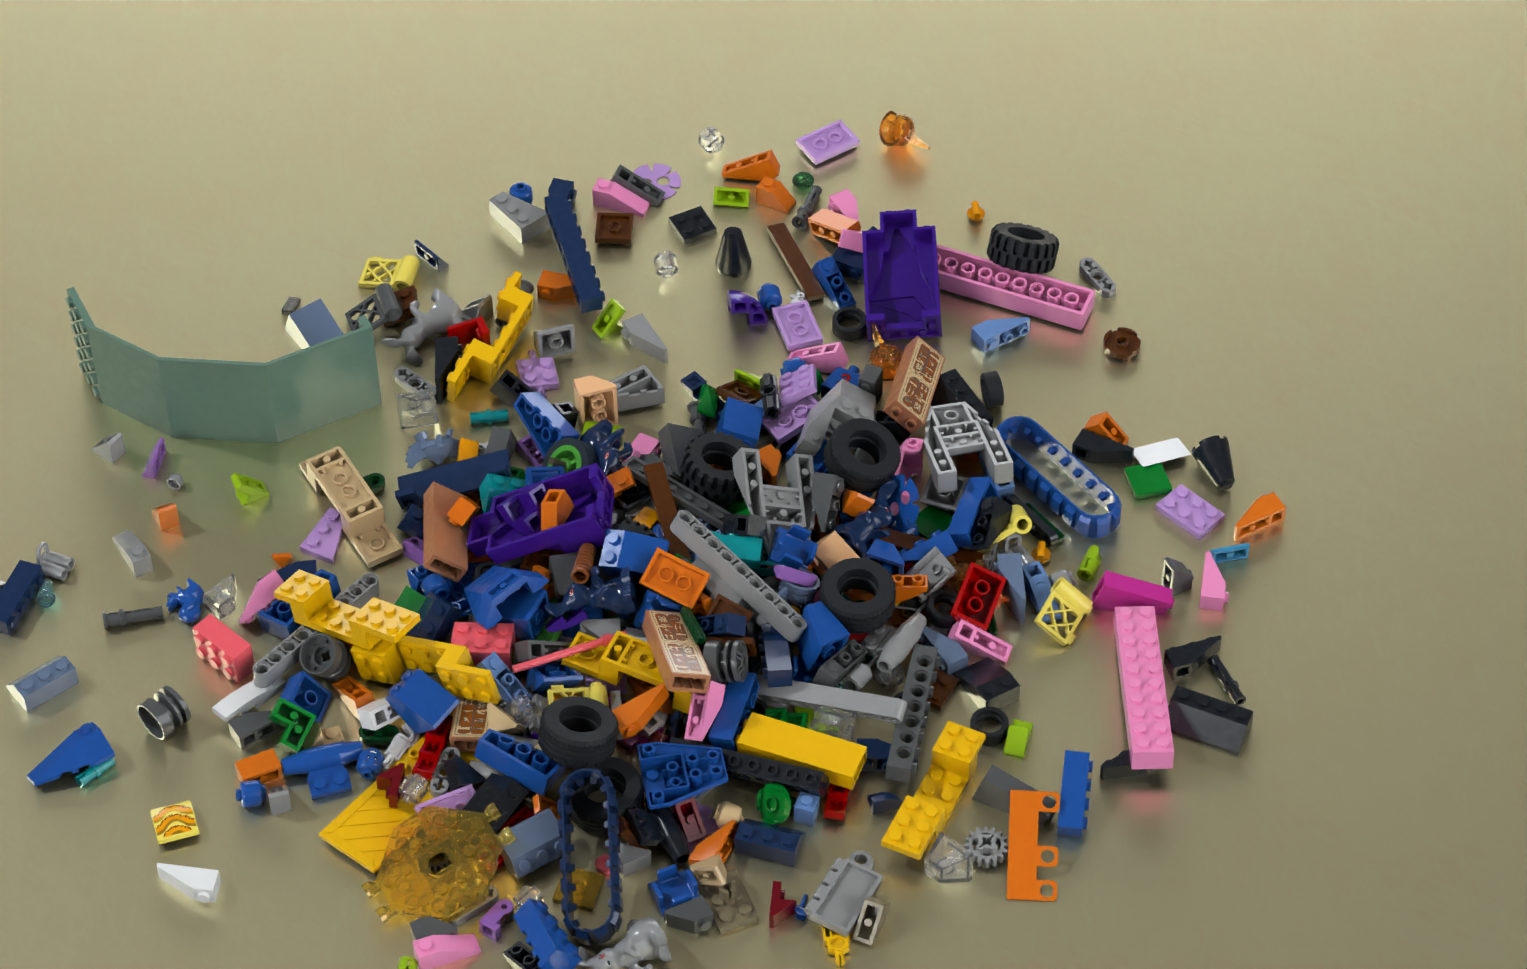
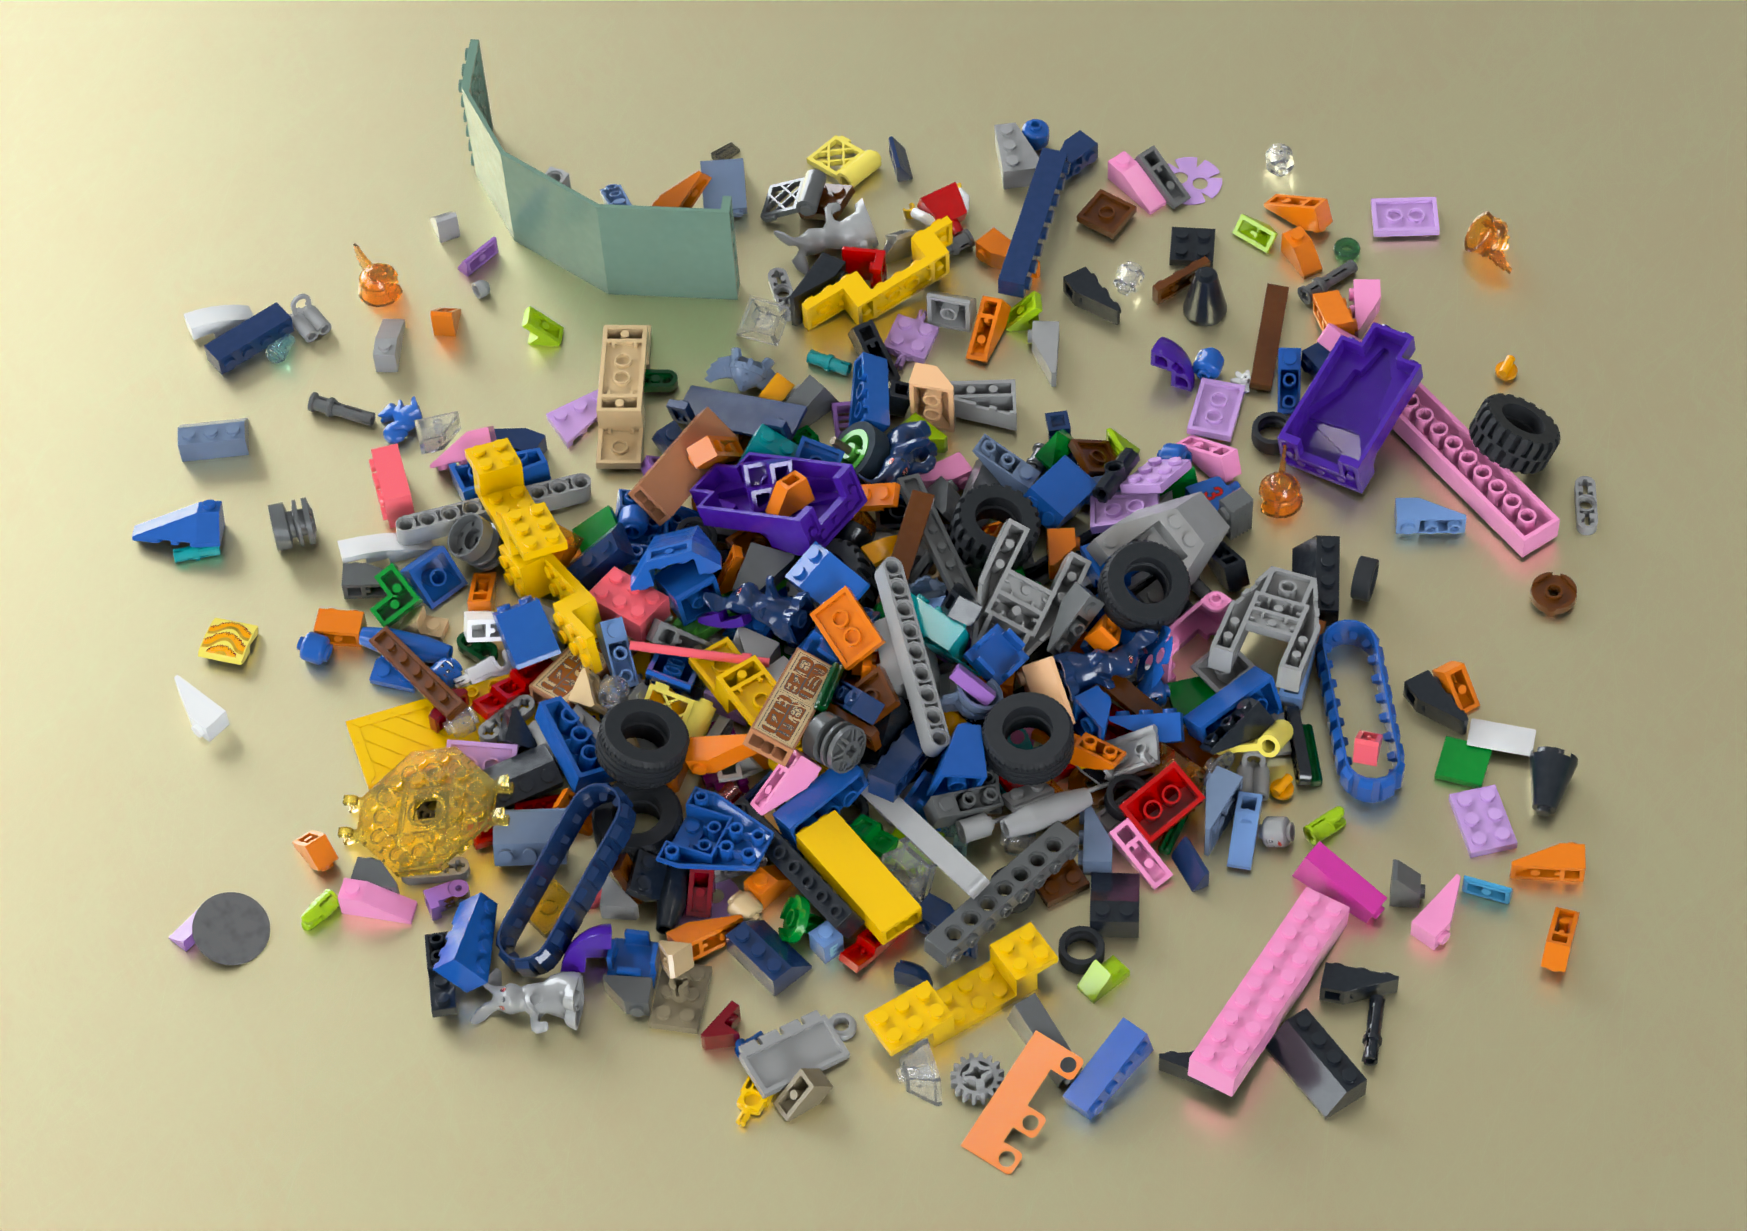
camera: 35 degrees right, 5 degrees up
(89, 511) = (377, 282): none -> clear orange helmet
(279, 799) = (337, 666): light grey slope -> none
(282, 558) = (521, 418): orange slope -> none
(291, 342) = (684, 193): none -> orange slope
(356, 769) = (418, 673): none -> reddish brown tile
(368, 935) = (316, 850): none -> orange slope
(490, 274) = (944, 202): none -> red torso
(526, 893) = (491, 888): clear head -> none
(583, 563) = (772, 565): dark orange piece -> none
(591, 342) = (988, 328): none -> orange slope
(640, 894) = (589, 944): none -> dark purple brick
(648, 288) = (1087, 293): none -> black slope
(688, 423) = (1005, 465): none -> sand blue slope
(704, 249) = (1178, 281): none -> reddish brown plate
(732, 791) = (767, 884): none -> orange slope
(914, 384) = (1275, 534): brick -> none
(1019, 633) = (1190, 865): none -> dark blue slope
(1069, 600) = (1269, 856): light yellow piece -> none
(1089, 494) = (1367, 748): none -> coral slope
(1303, 562) = (1560, 939): none -> orange slope

